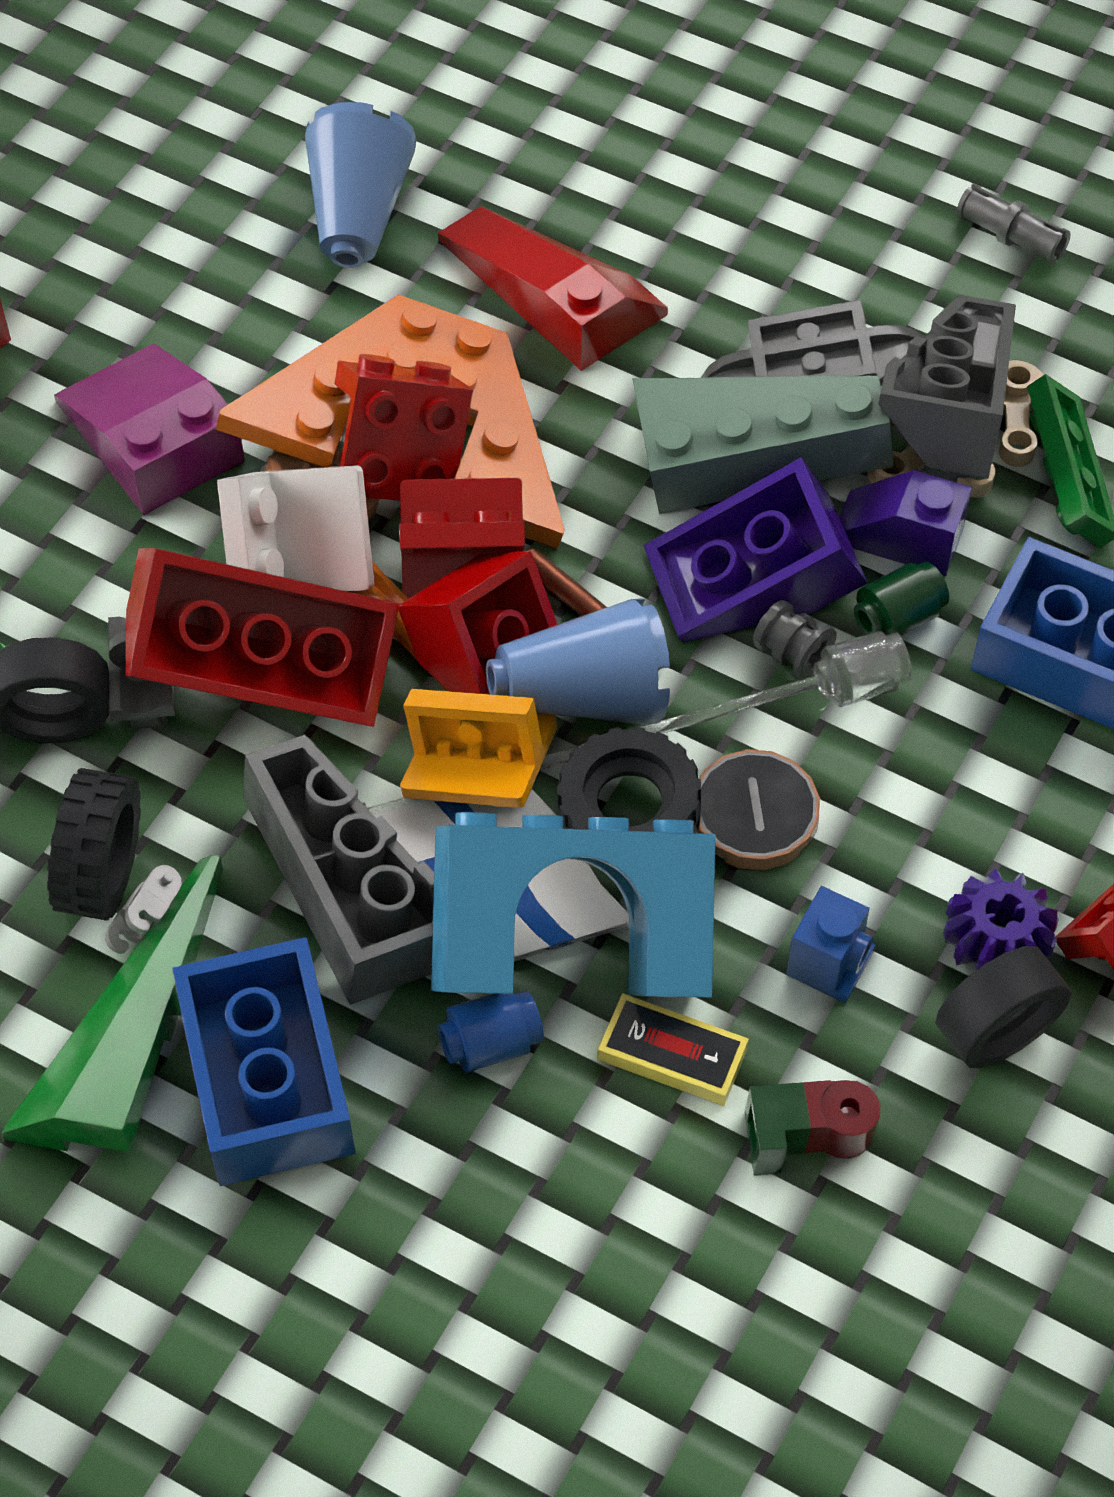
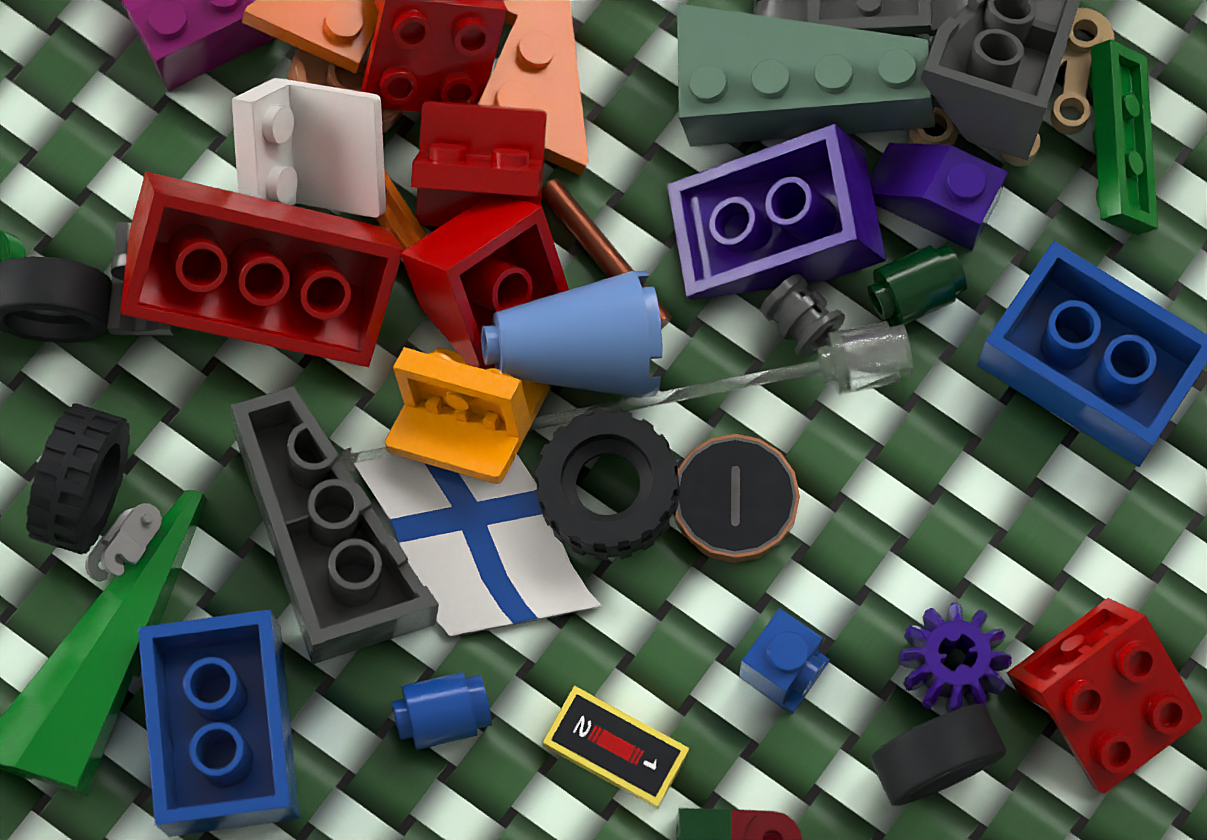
camera: 10 degrees right, 15 degrees up
(660, 874) = (454, 564): dark azure arch -> none

